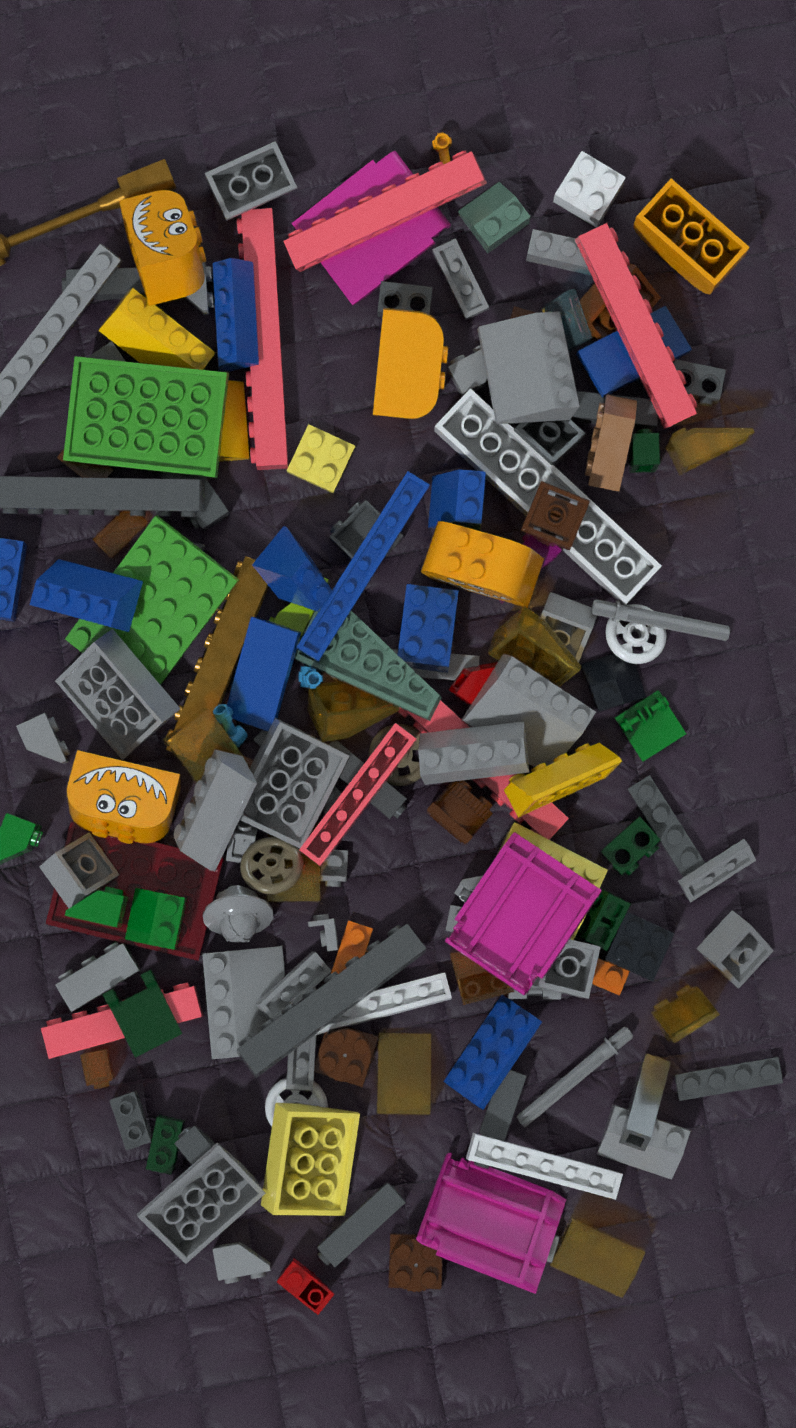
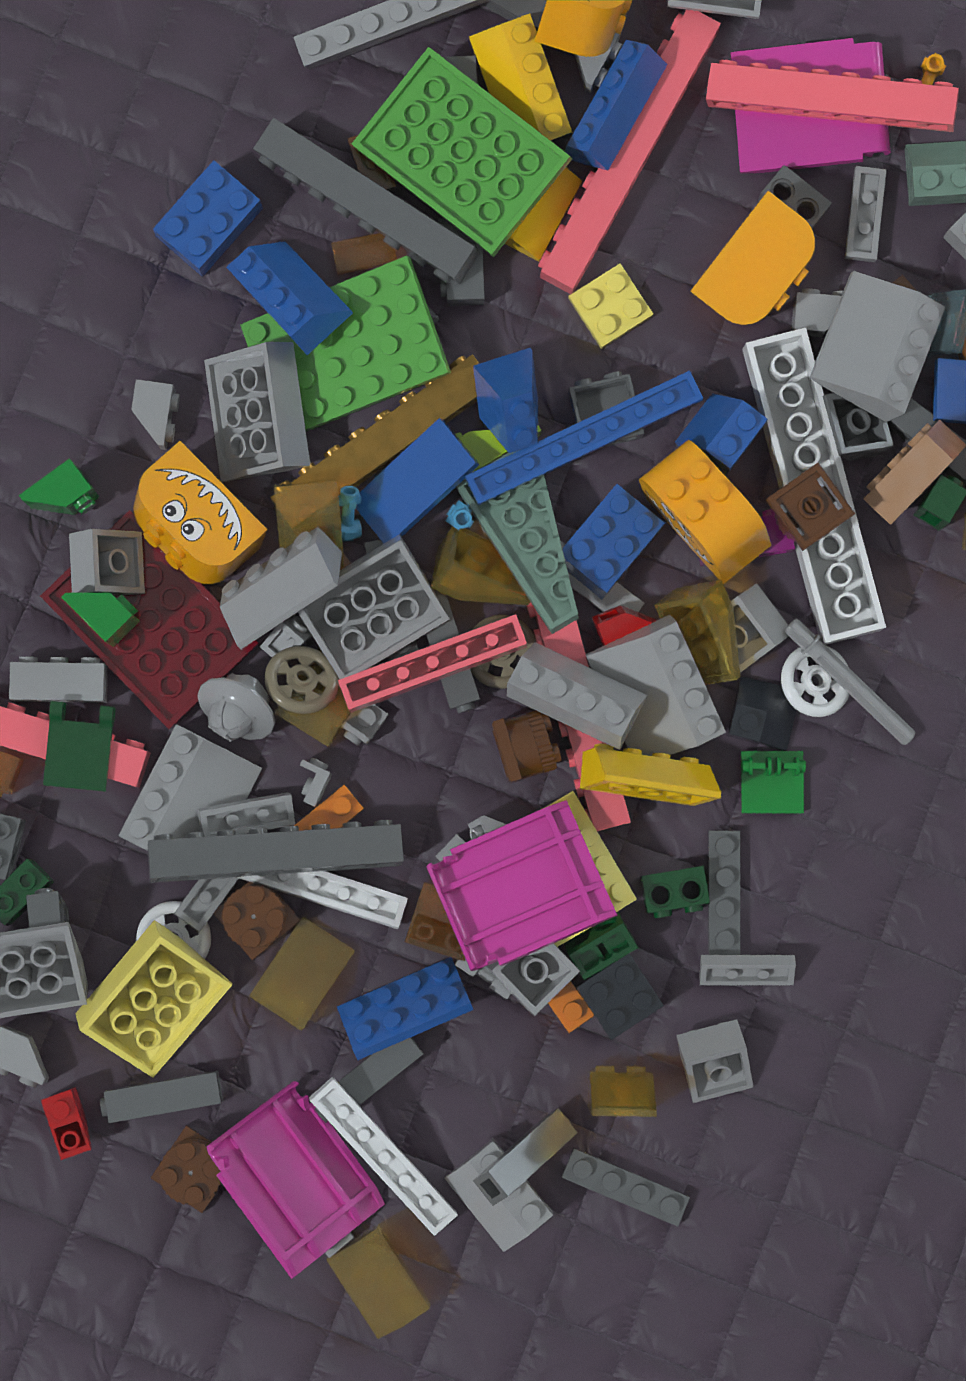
camera: 30 degrees right, 0 degrees up
(156, 918) = (152, 660): green slope -> none
(575, 1076) = (474, 1085): light grey axle -> none

